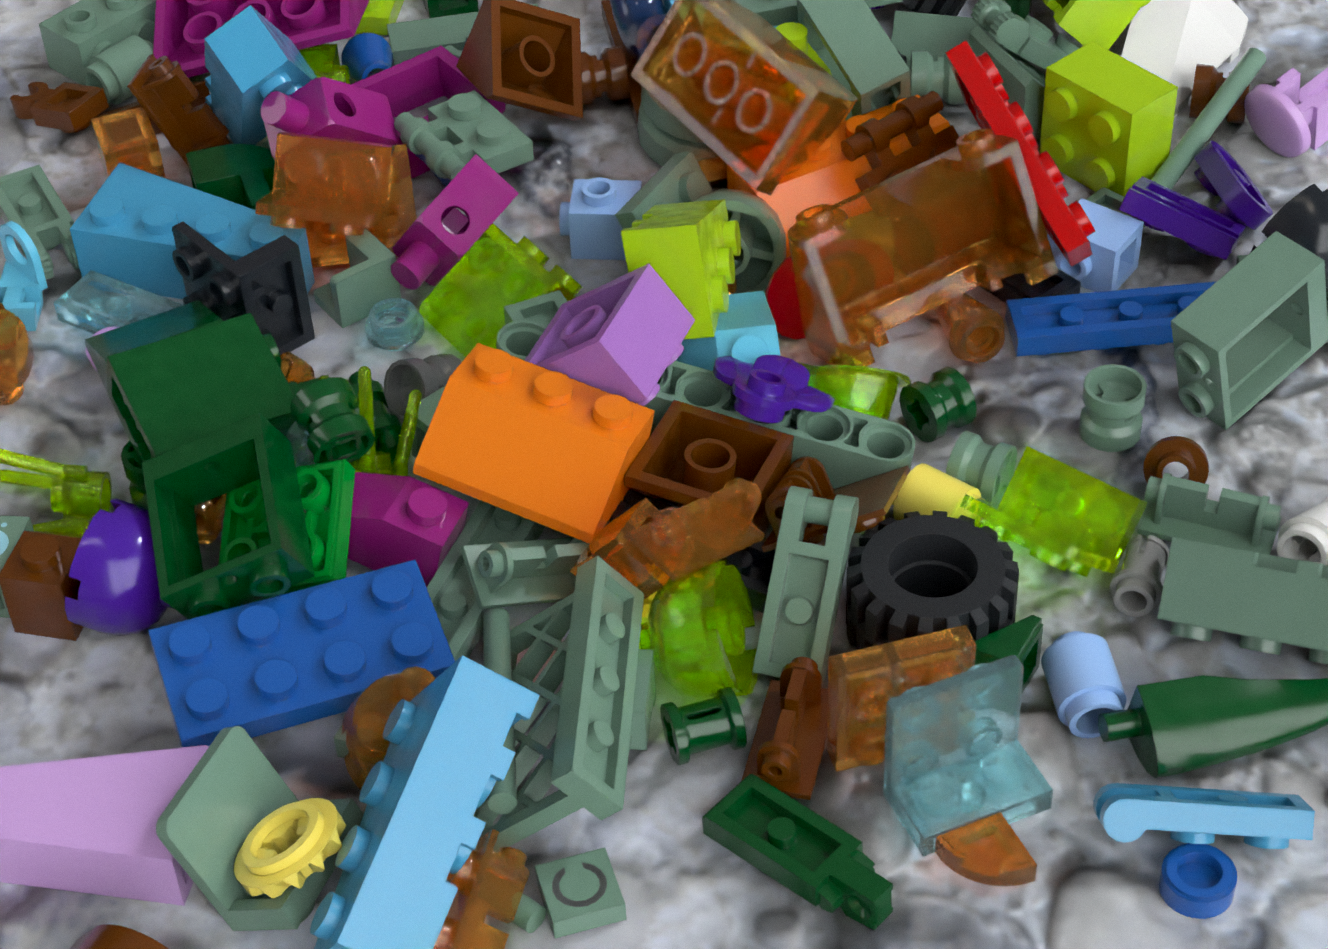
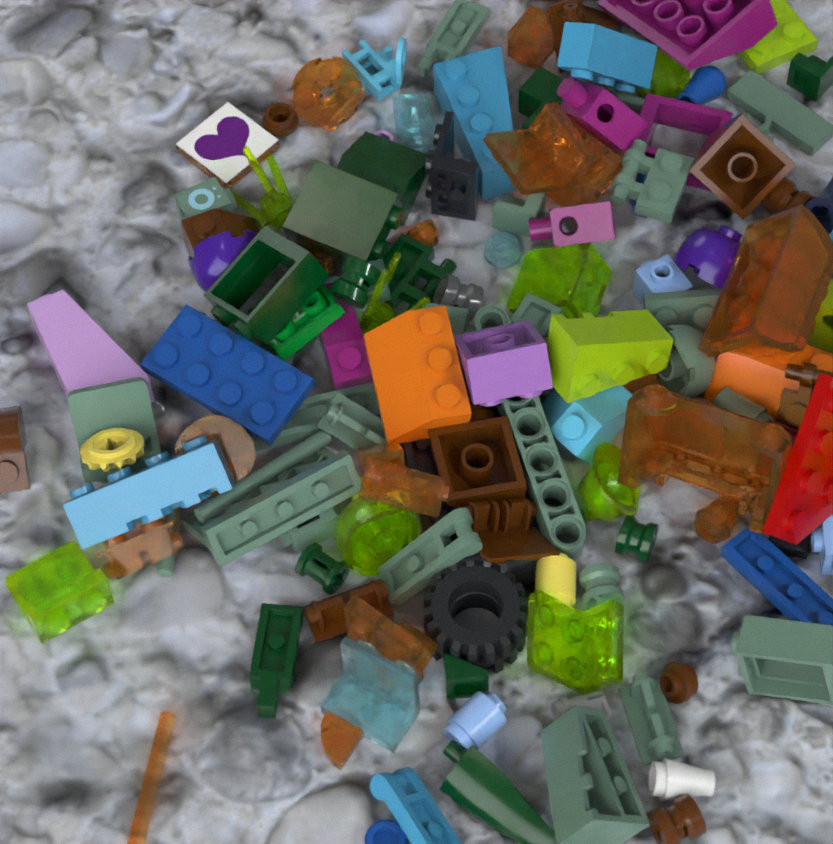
camera: 55 degrees right, 15 degrees up
(580, 892) = (191, 581): sand green tile -> none
(626, 139) = (709, 253): none -> dark purple cylinder
(770, 387) = (551, 453): dark purple plate -> none
(1112, 407) = (699, 616): sand green wheel -> none

